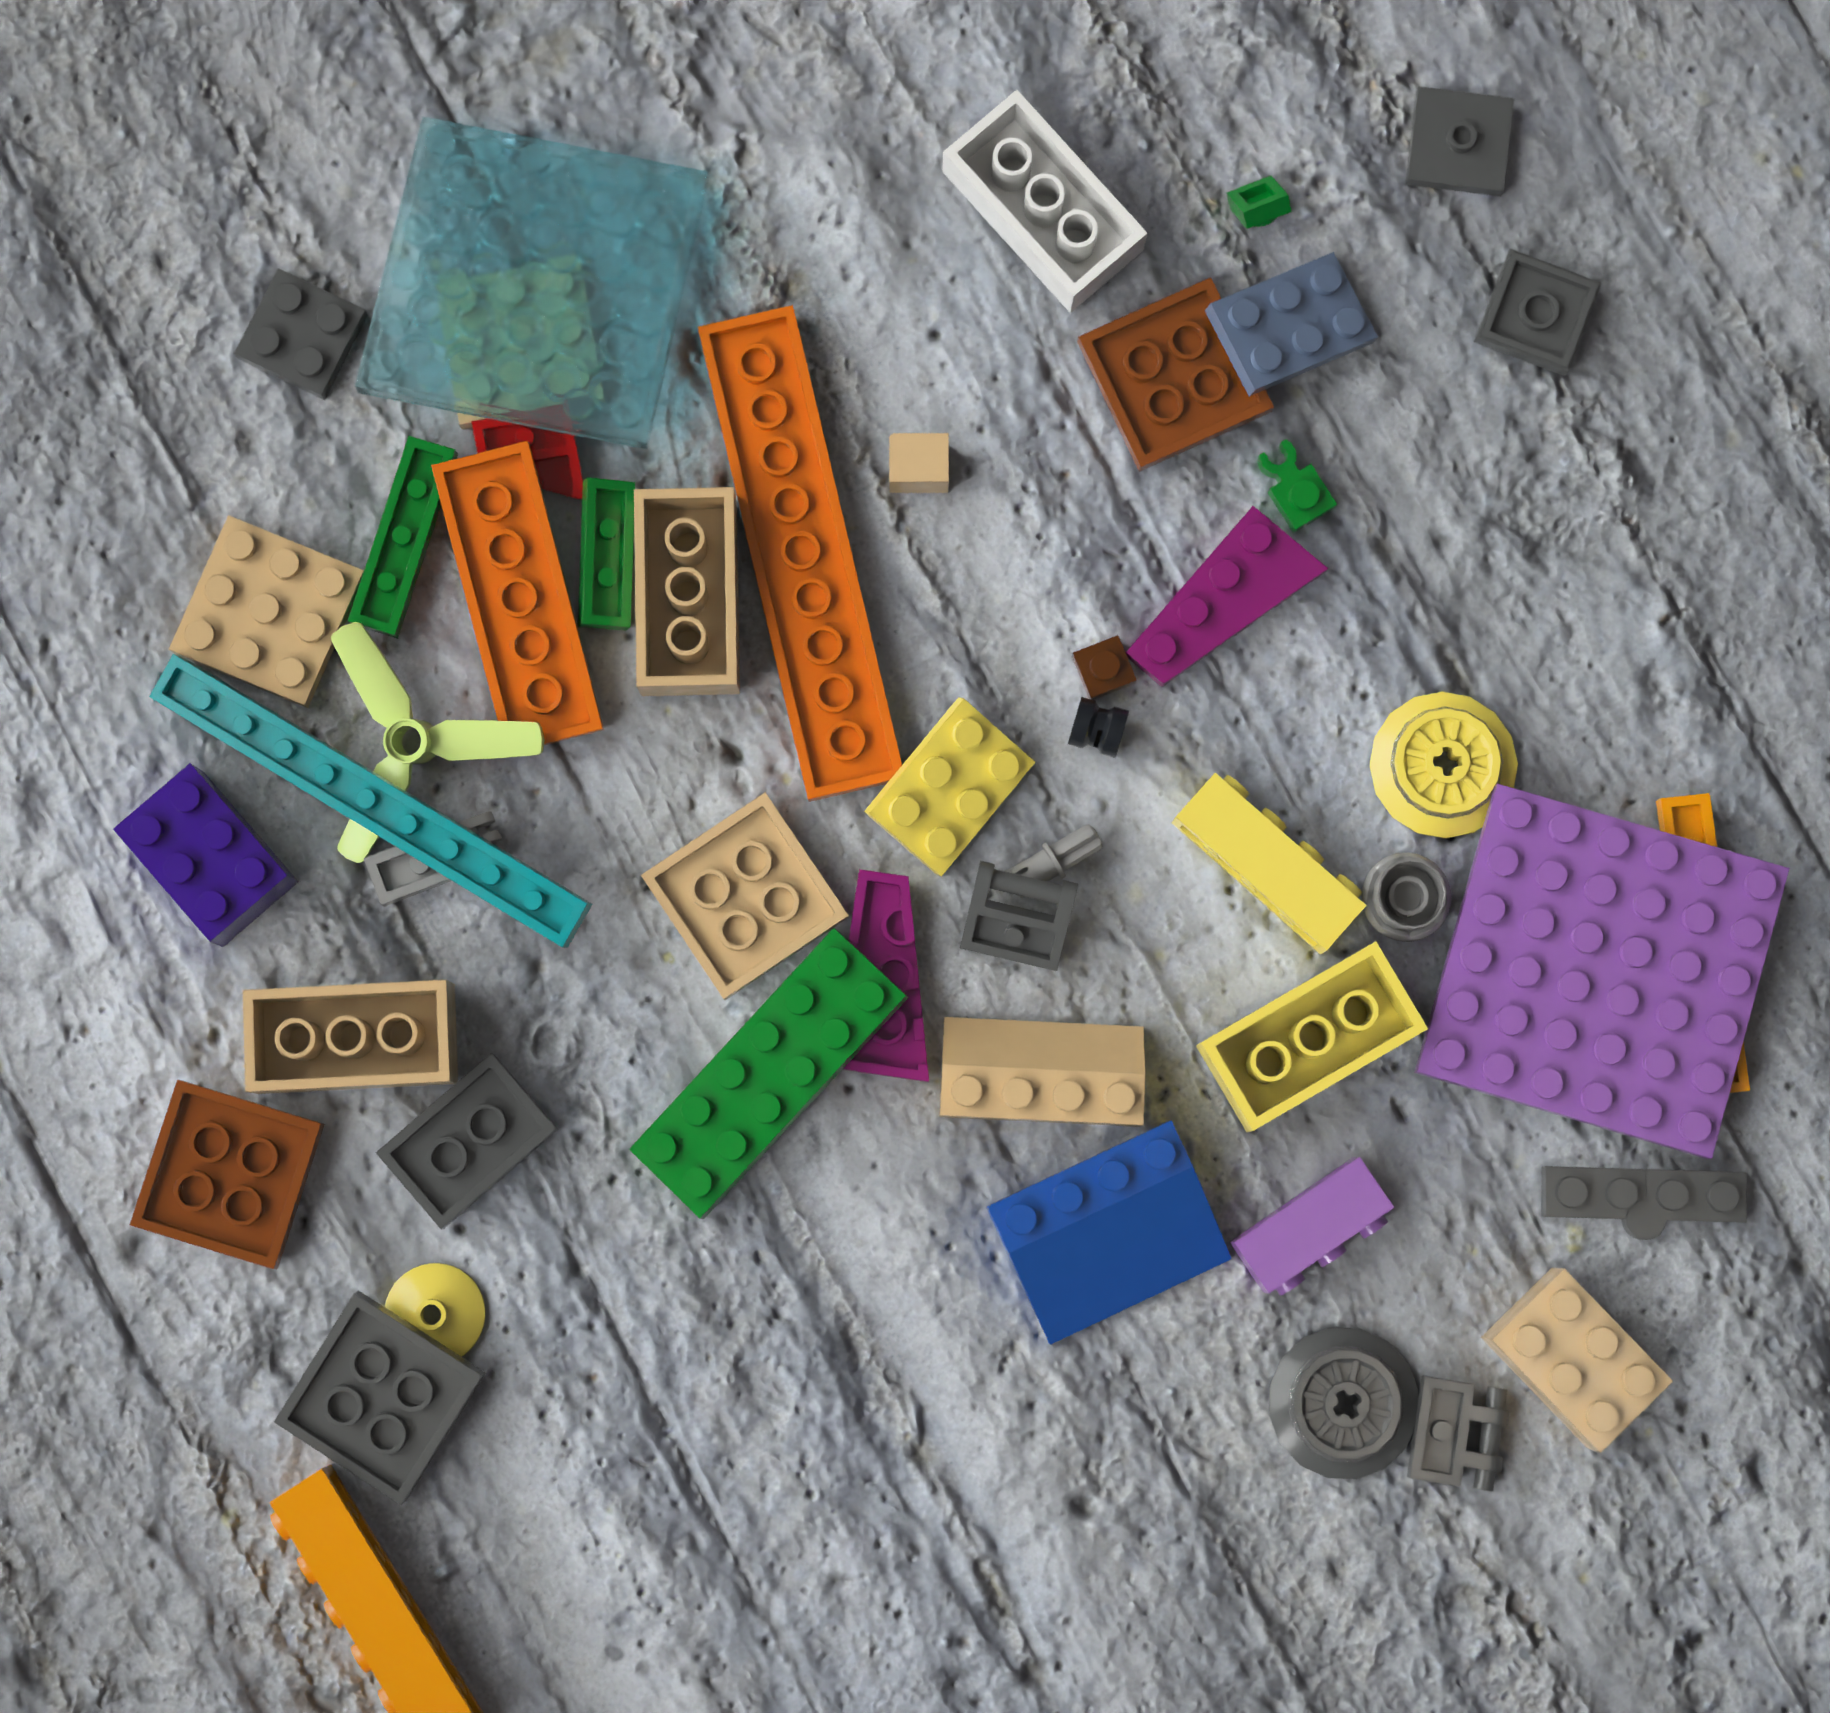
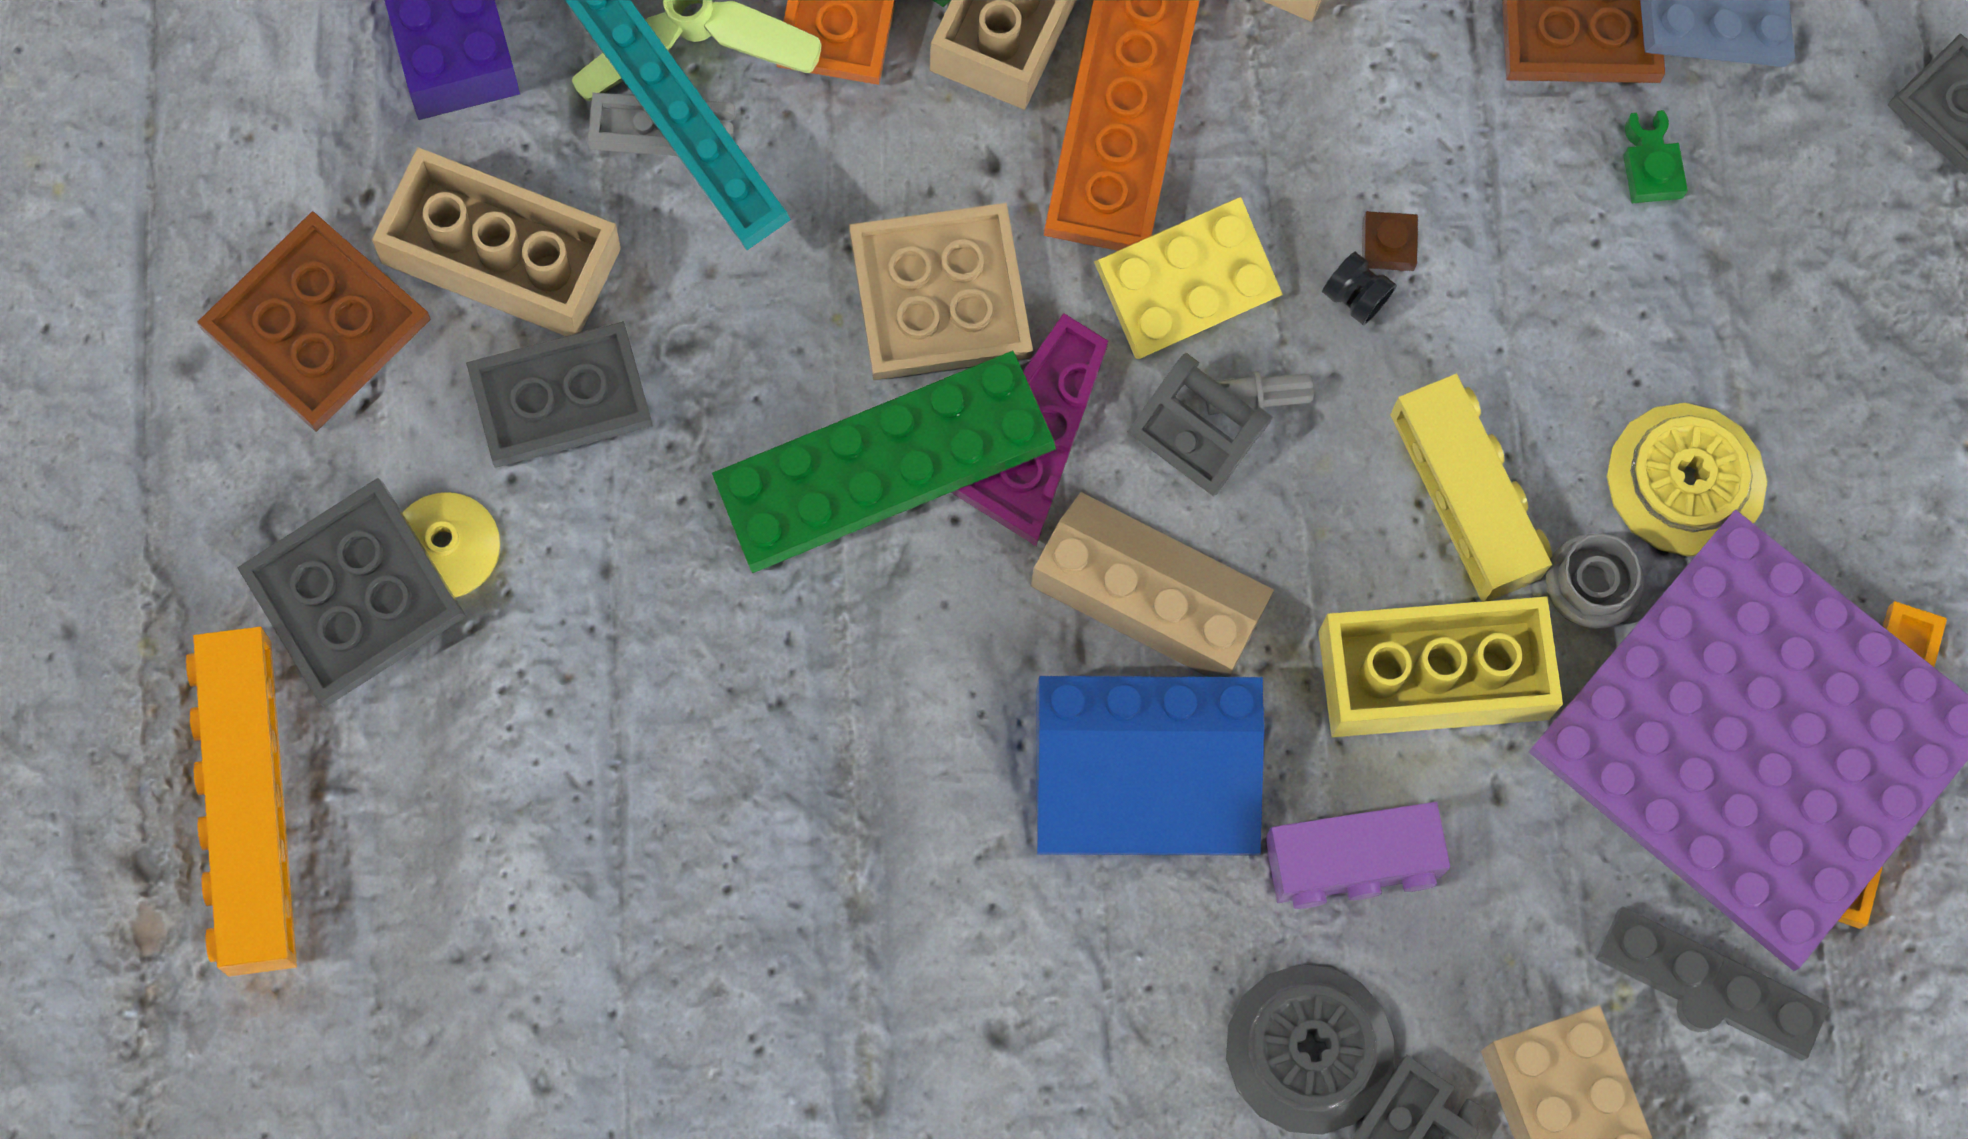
camera: 20 degrees right, 10 degrees down
(1233, 587) = (1549, 223): magenta wing -> none

